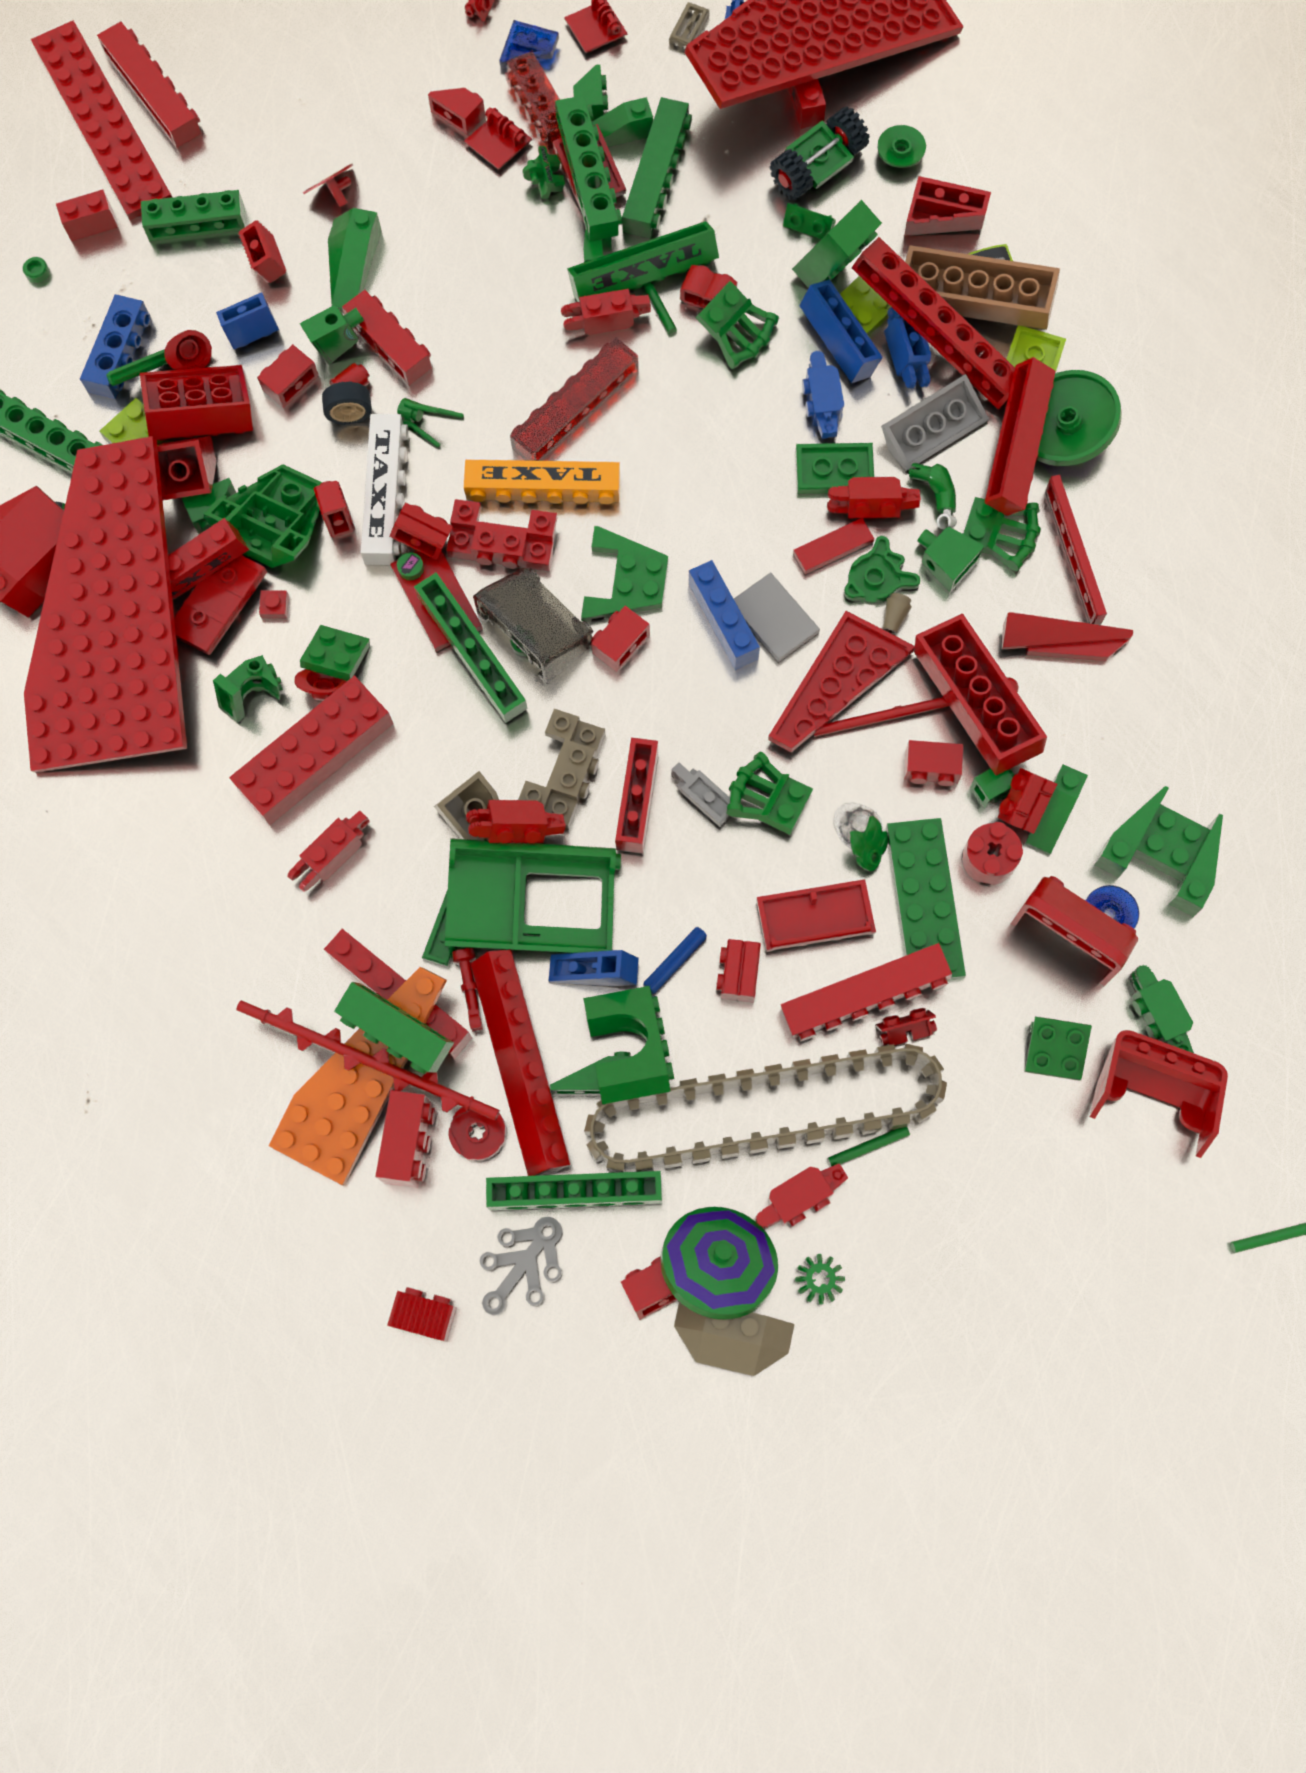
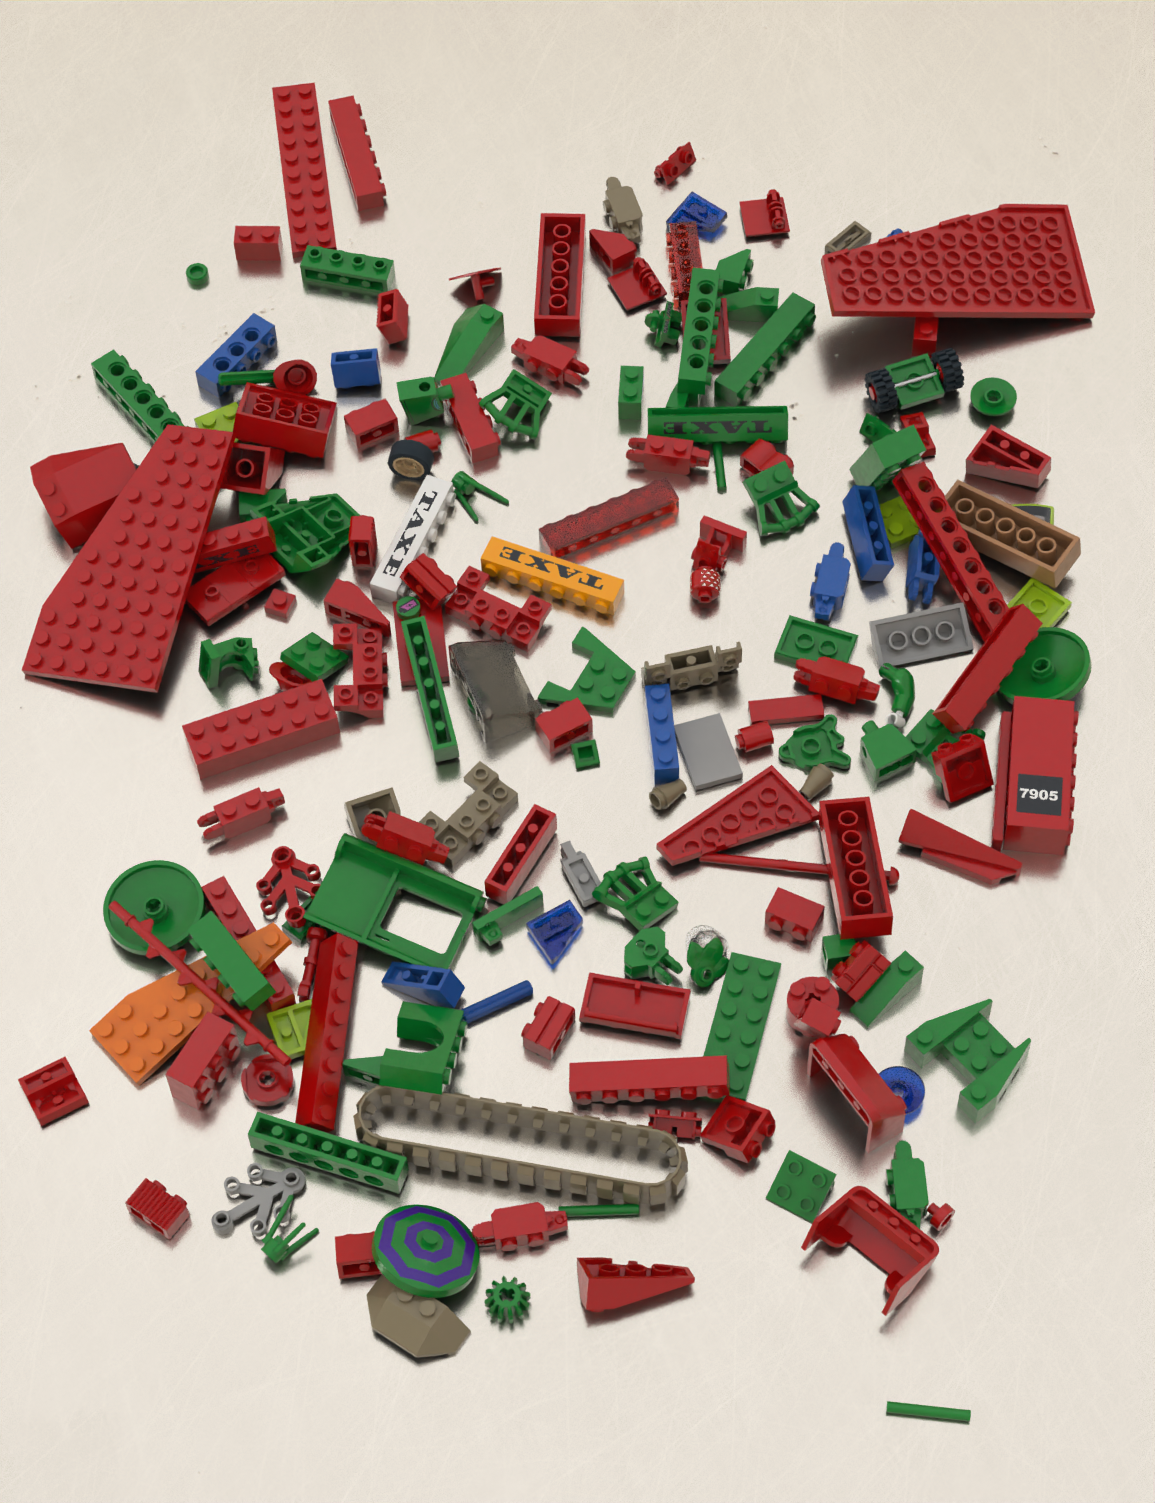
camera: 20 degrees right, 15 degrees down
(257, 1225) = (53, 1091): none -> red slope
(279, 974) = (158, 892): none -> green dish
(351, 582) = (353, 606): none -> red slope
(393, 637) = (368, 677): none -> red bracket
(410, 910) = (288, 884): none -> red plant
(417, 151) = (560, 275): none -> red brick
(436, 294) = (524, 393): none -> green plate
(444, 247) = (550, 359): none -> red hinge
(451, 61) = (623, 209): none -> dark tan hinge
(478, 1067) = (291, 1028): none -> lime wing
(541, 257) = (631, 392): none -> green brick
(564, 1312) = (279, 1248): none -> green plant
(635, 882) = (490, 925): none -> green hinge
(653, 660) = (585, 753): none -> green slope
(694, 384) = (718, 543): none -> red tile
(700, 439) = (705, 583): none -> red head
(702, 862) = (555, 929): none -> clear blue wing
(726, 533) = (692, 667): none -> dark tan bracket
(753, 677) = (664, 795): none -> dark tan cone
(812, 860) = (649, 956): none -> green hinge
(816, 585) = (754, 737): none -> red brick
(836, 202) = (922, 428): none -> red slope
(922, 1220) = (616, 1285): none -> red wedge
(973, 1010) = (739, 1128): none -> red plate
(1017, 873) = (818, 1019): none -> red brick
(1036, 548) = (963, 767): none -> red plate
(1117, 530) = (1040, 776): none -> red brick
(1205, 1029) = (941, 1215): none -> red tile

